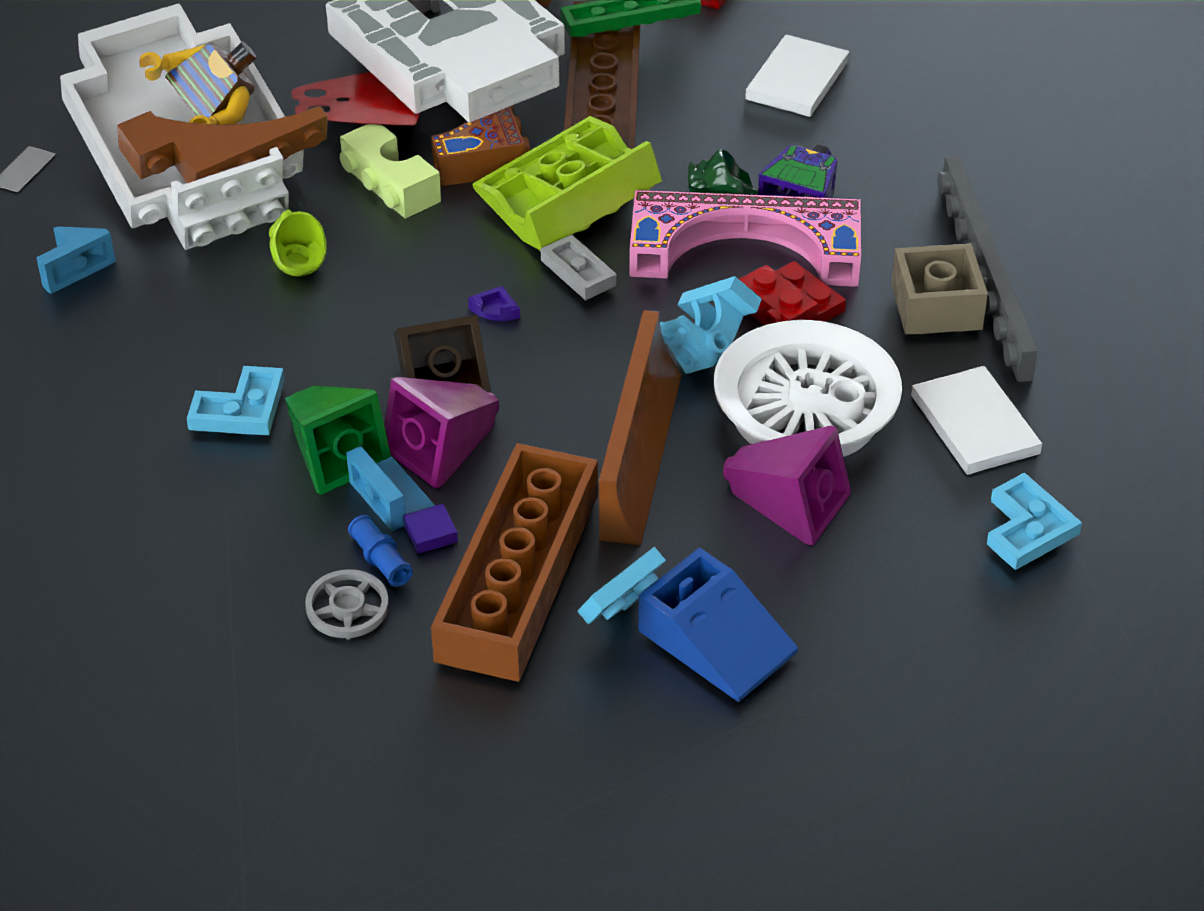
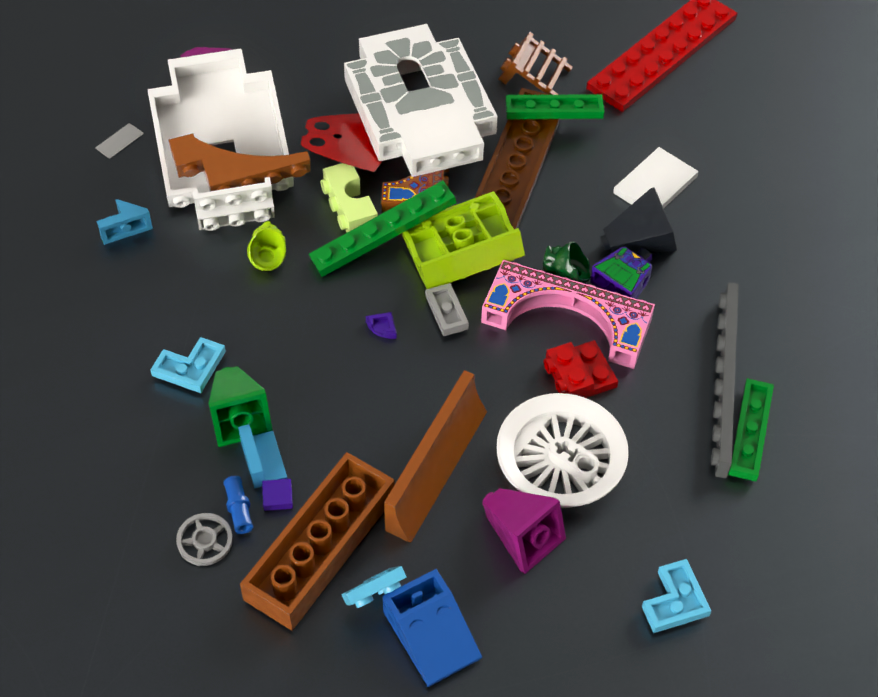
camera: 15 degrees right, 10 degrees up
(207, 80) = (242, 114): torso -> none
(436, 424) = (308, 416): magenta slope -> none
(443, 352) = (329, 365): dark brown slope -> none
(451, 190) = (382, 228): none -> green plate
(694, 343) = (521, 379): medium azure tile -> none
(807, 115) = (640, 227): none -> black slope
(938, 289) = (683, 391): dark tan brick -> none
(976, 420) = (672, 502): white tile -> none
(1044, 315) = (751, 430): none -> green plate

